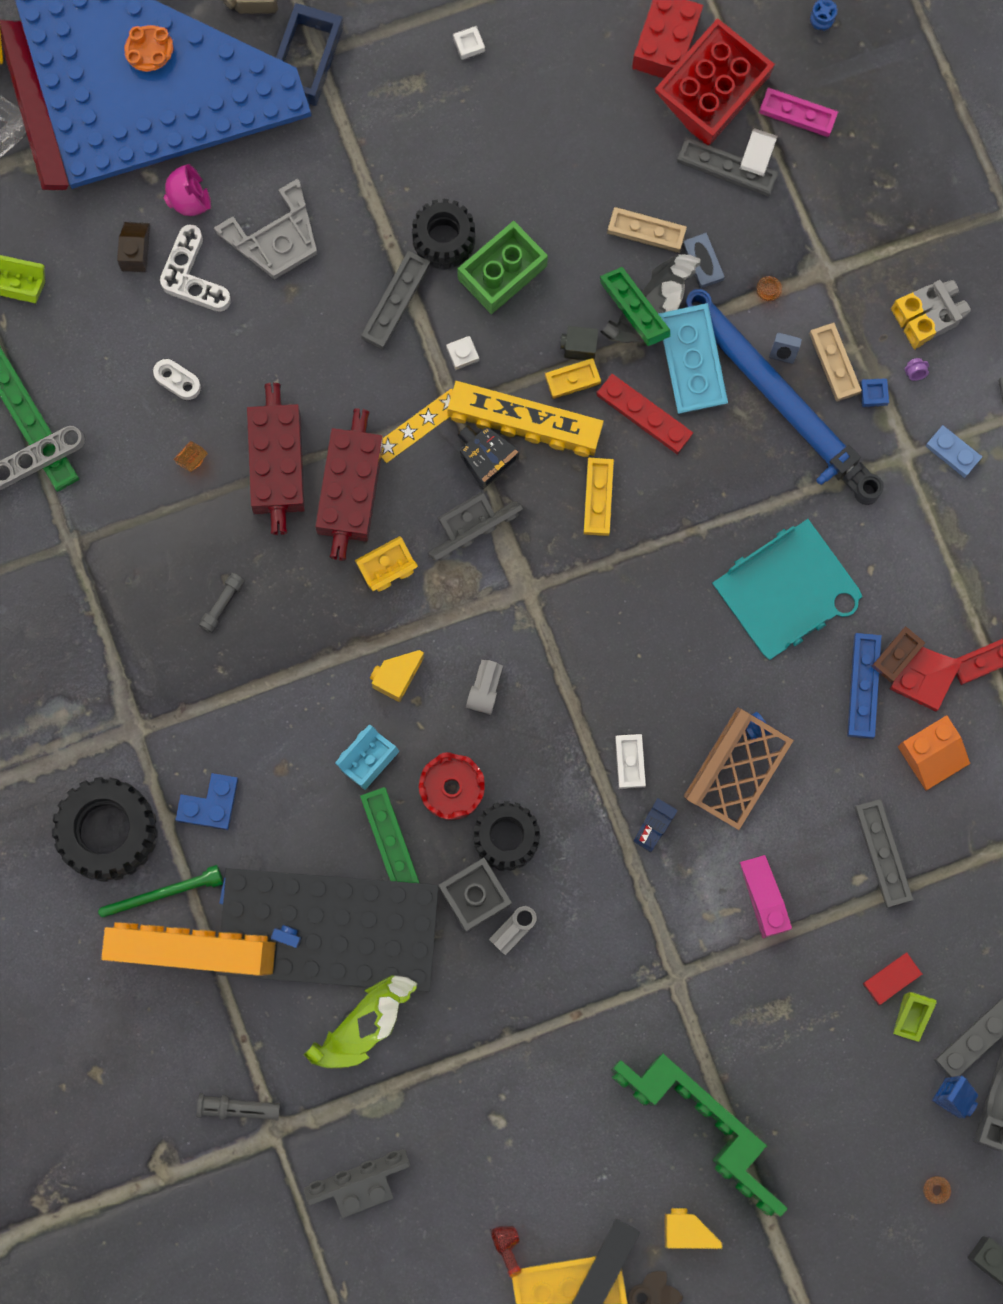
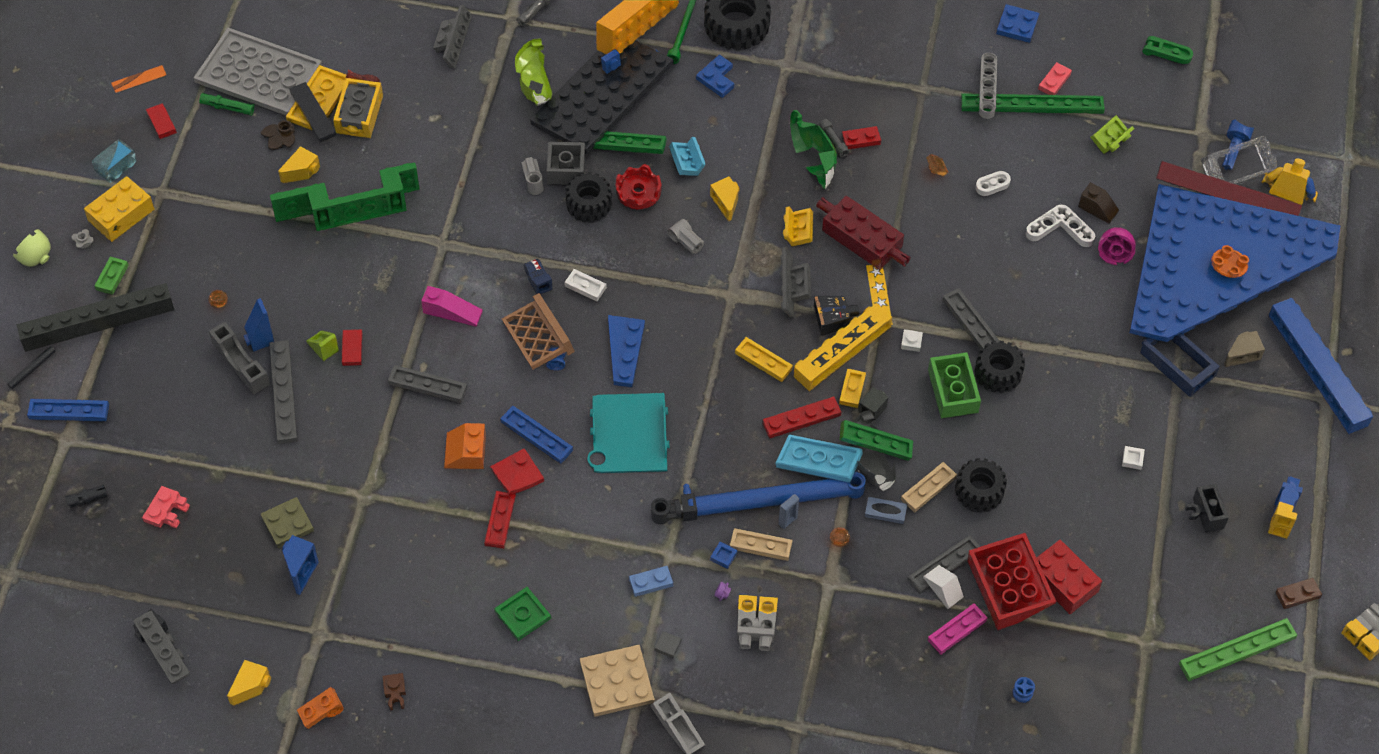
camera: 125 degrees right, 20 degrees down
(199, 571) = (861, 137): none -> red plate
(275, 459) = (905, 204): dark red brick -> none
(280, 586) = (811, 135): none -> green animal
(281, 243) = (1050, 281): light grey wing -> none
(558, 1219) = (358, 108): none -> piece
(618, 156) = (985, 472): none -> black tyre
(678, 665) = (625, 347): none -> blue wing
(898, 654) = (540, 458): reddish brown plate -> none

